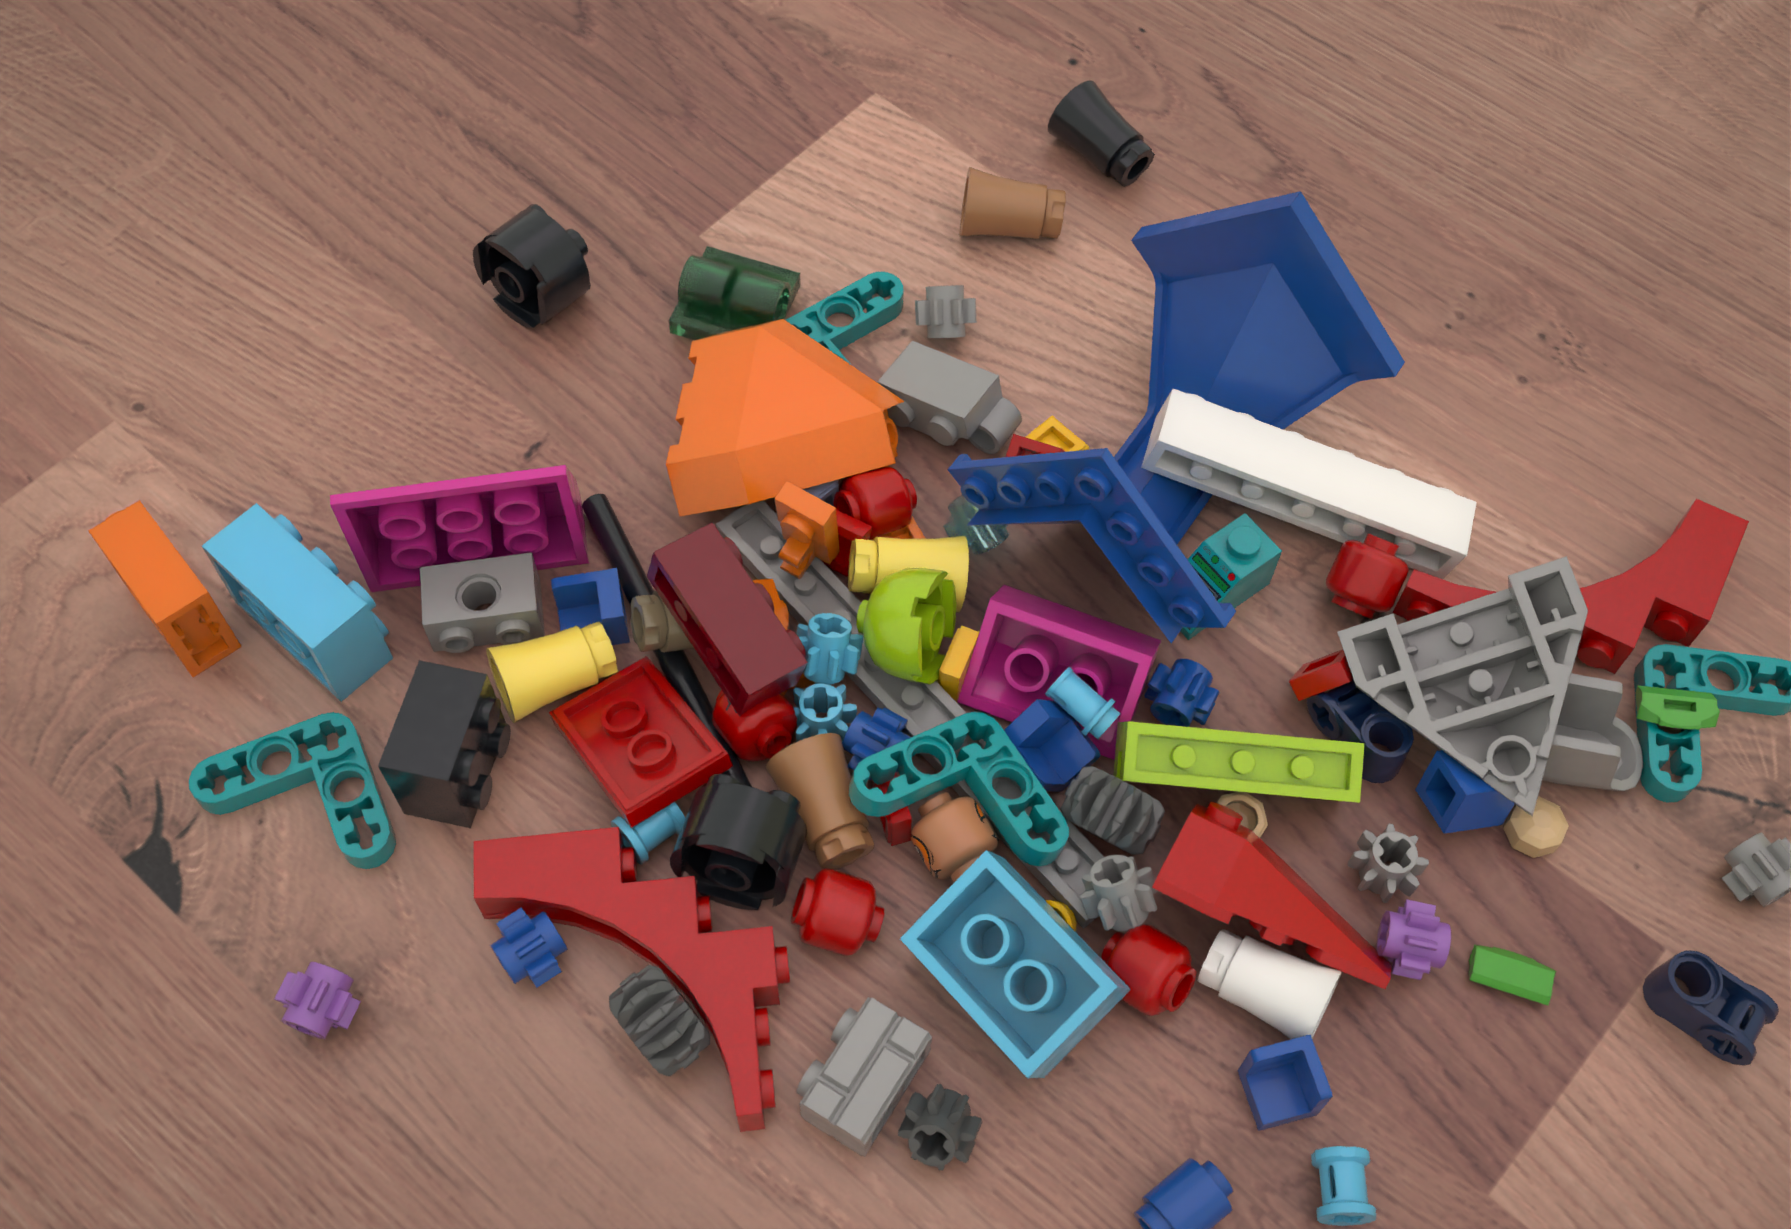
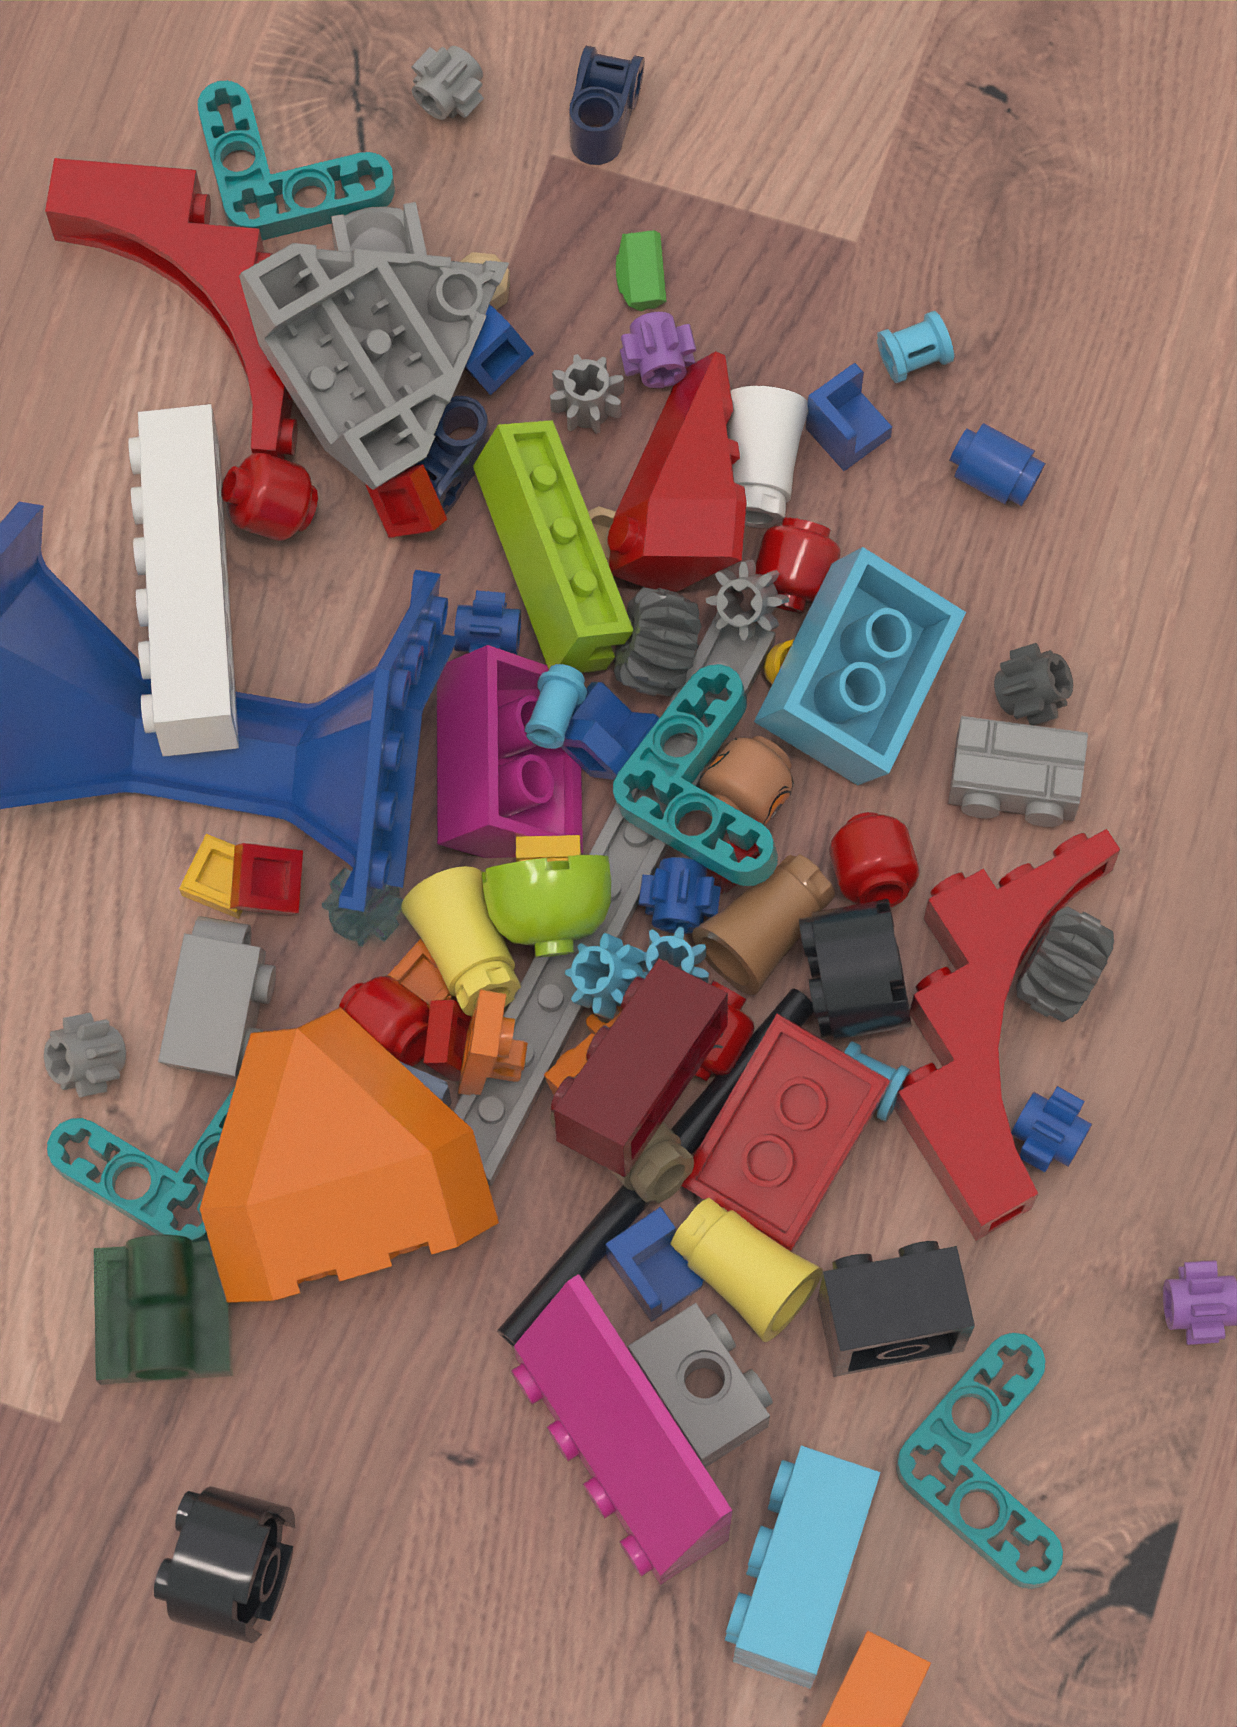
camera: 110 degrees left, 10 degrees up
(1235, 563) = (319, 635): teal slope -> none
(1677, 707) = (301, 185): bright green piece -> none

